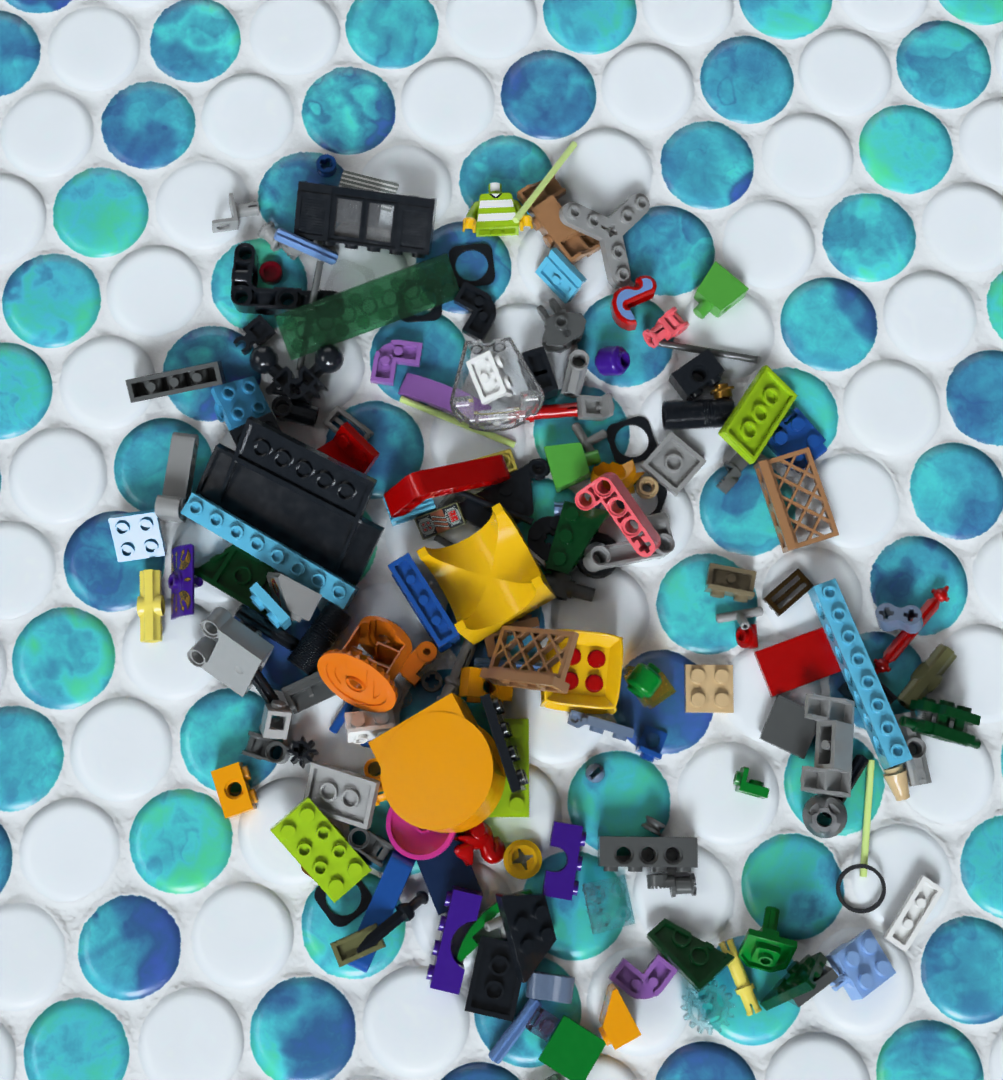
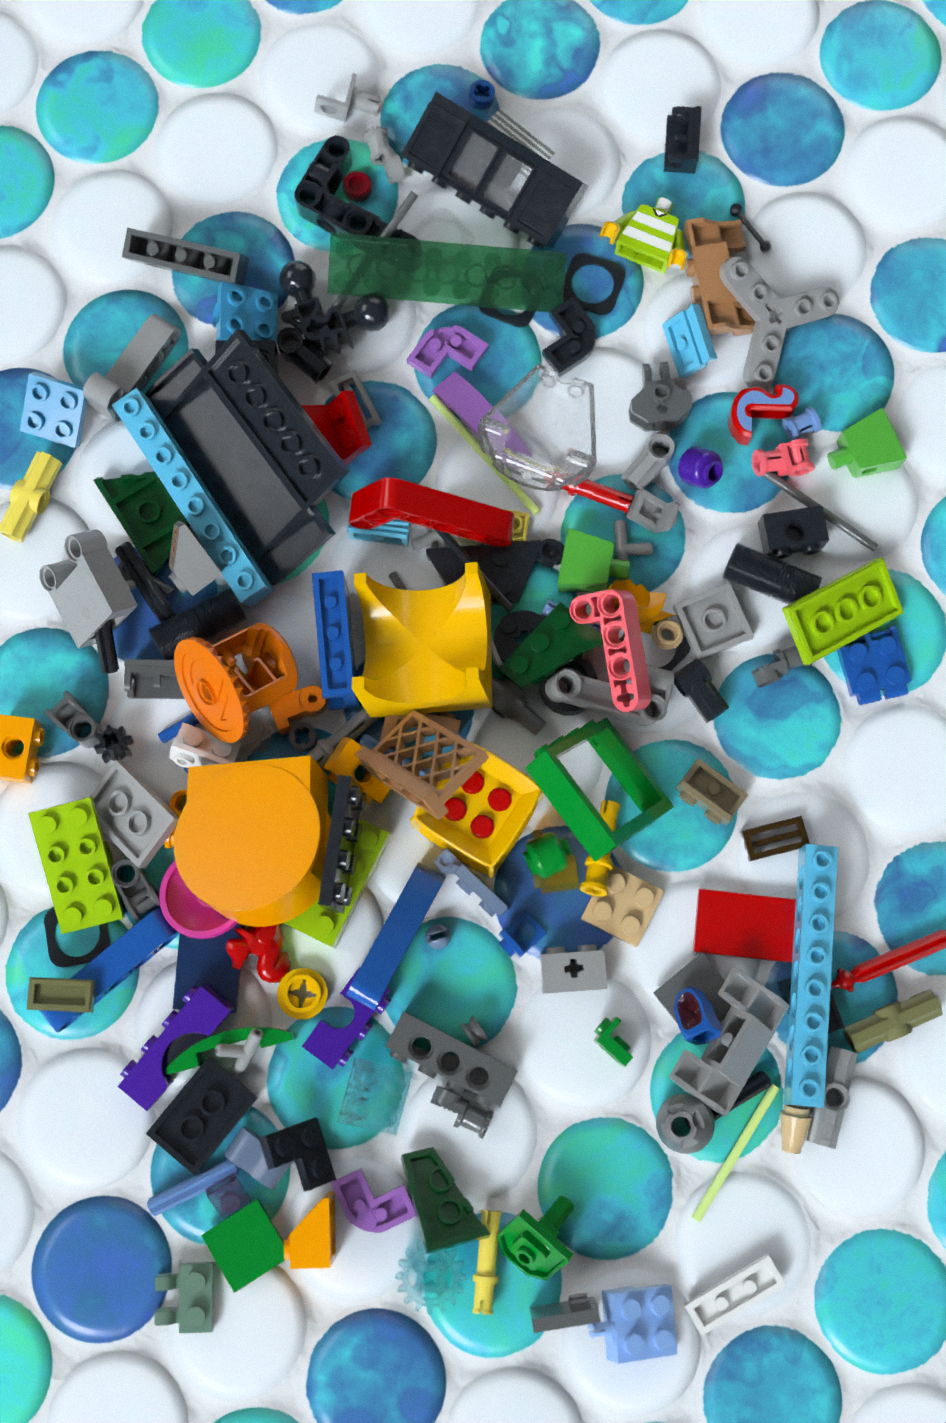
camera: 30 degrees right, 0 degrees up
(182, 581) = (76, 485): dark purple shield -> none
(256, 332) = (306, 246): black plate -> none
(275, 614) = (153, 551): medium azure plate -> none
(275, 727) = (98, 701): light grey brick -> none
(305, 246) = (409, 172): medium blue axle -> none
(404, 912) = (134, 985): black sword -> none
(440, 520) = (405, 556): tile -> none
(484, 134) = (682, 140): none -> black hinge
(489, 377) = (545, 417): white bracket -> none
(527, 930) = (262, 1077): black wing -> none
(541, 369) = (609, 436): black brick -> none
(544, 182) = (710, 230): yellowish green axle -> none
(569, 787) = (395, 936): none -> blue beam
(577, 183) = (735, 210): none -> black hinge
(579, 963) = (303, 1145): none -> black plate
(636, 421) = (664, 548): black piece -> none
(647, 636) = (573, 803): none -> green window
(665, 297) = (801, 424): none -> medium blue bush
(680, 667) = (598, 871): none -> yellow pin
(683, 512) = (696, 684): none -> black piece
(712, 749) = (591, 977): none -> light grey brick
(722, 391) = (815, 564): pearl gold plate -> none
(740, 615) = (702, 838): light grey piece -> none
(747, 638) = (699, 866): red plate -> none
(776, 505) = (812, 731): medium nougat fence -> none
(796, 982) = (549, 1301): dark green wing -> none
(797, 740) = (696, 1017): none -> blue rock
(867, 910) = (705, 1256): black piece -> none
(899, 618) = (888, 931): sand blue axle -> none
(944, 713) = (891, 1074): dark green piece -> none

